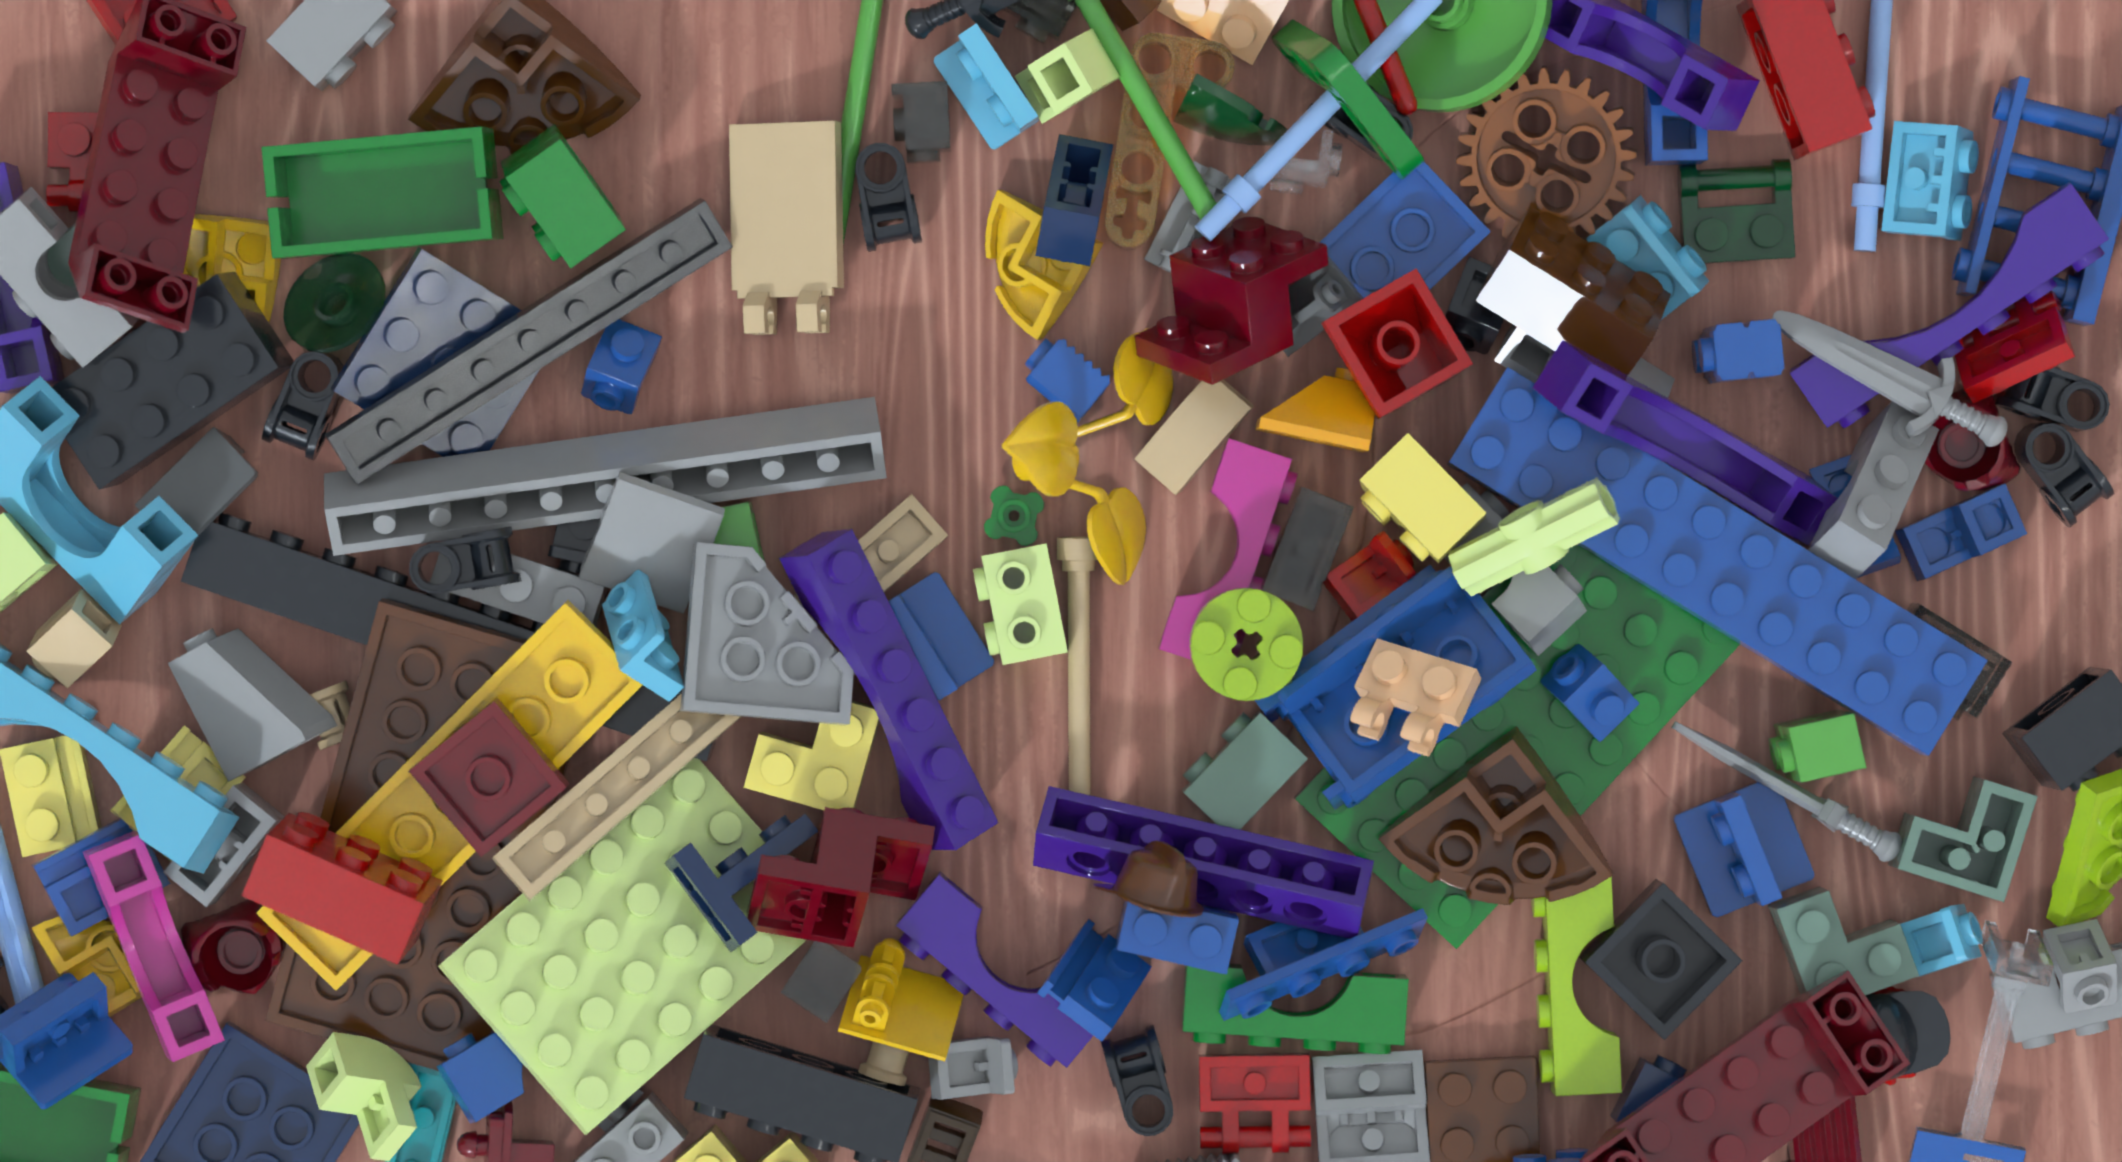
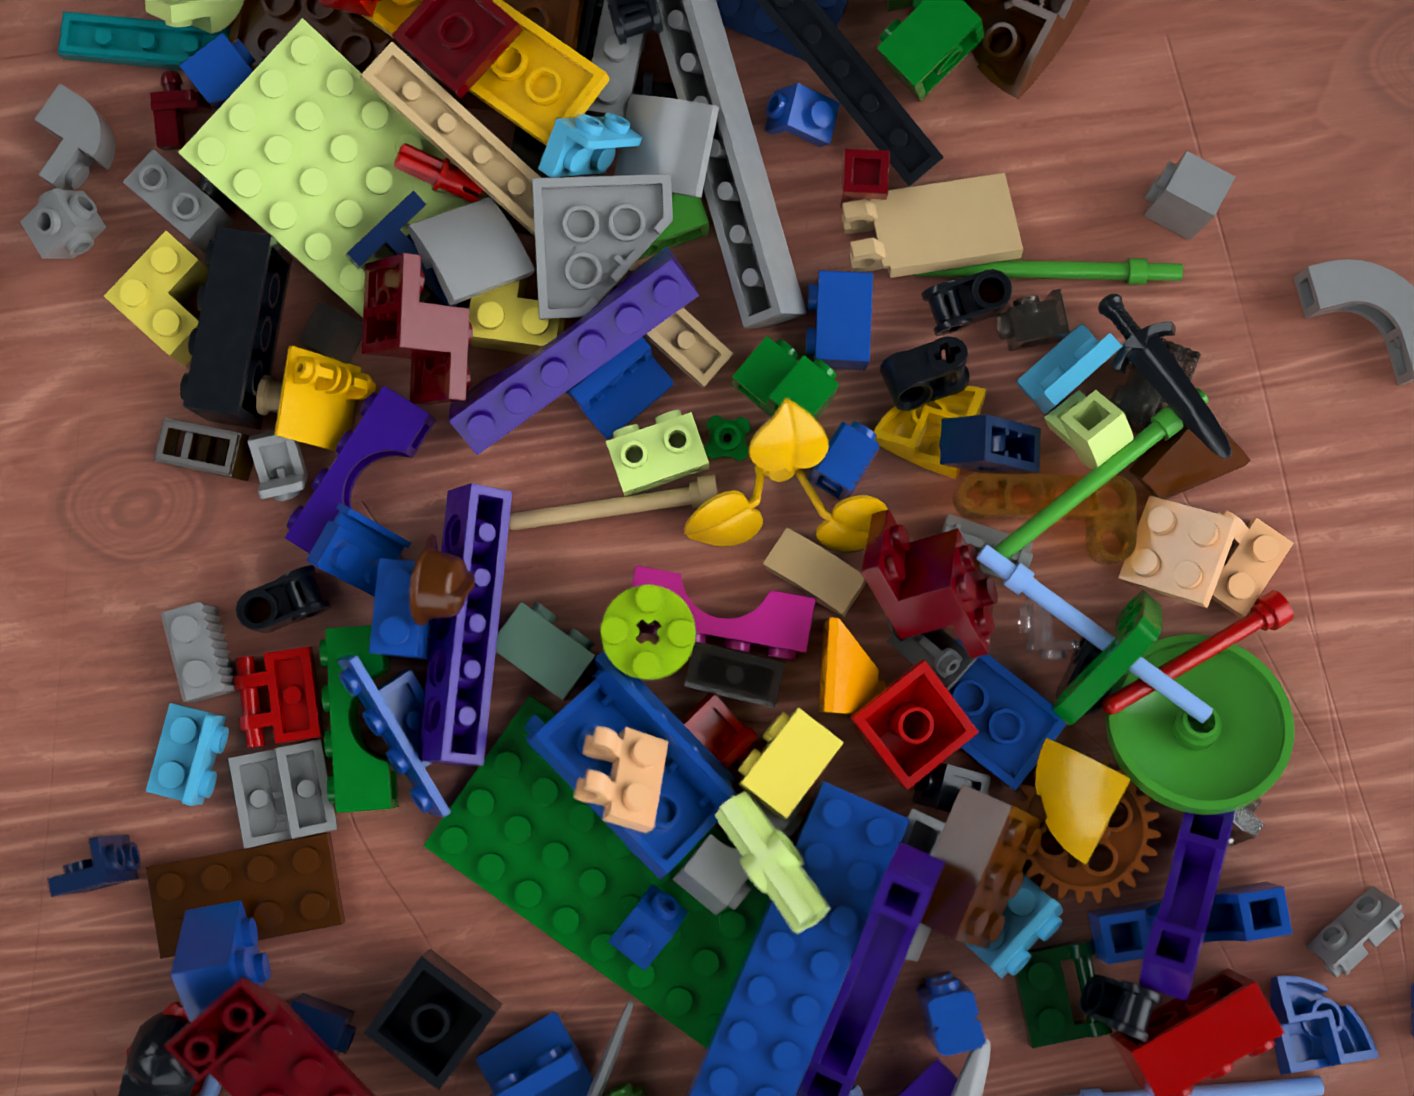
camera: 80 degrees right, 5 degrees down
(646, 826) = (436, 172): none -> red axle
(715, 301) = (865, 174): none -> dark red panel
(751, 795) = (471, 250): none -> light grey slope
(888, 356) = (841, 319): none -> blue brick
(961, 437) = (775, 374): none -> green brick
(970, 267) = (922, 374): none -> black piece
(1225, 116) = (1077, 556): dark green brick -> none
(1500, 830) = (523, 868): reddish brown brick -> none
(1509, 164) = (1077, 797): none -> yellow brick
(1579, 1053) = (348, 962): lime arch -> none
(1756, 153) = (1119, 1005): none -> black piece

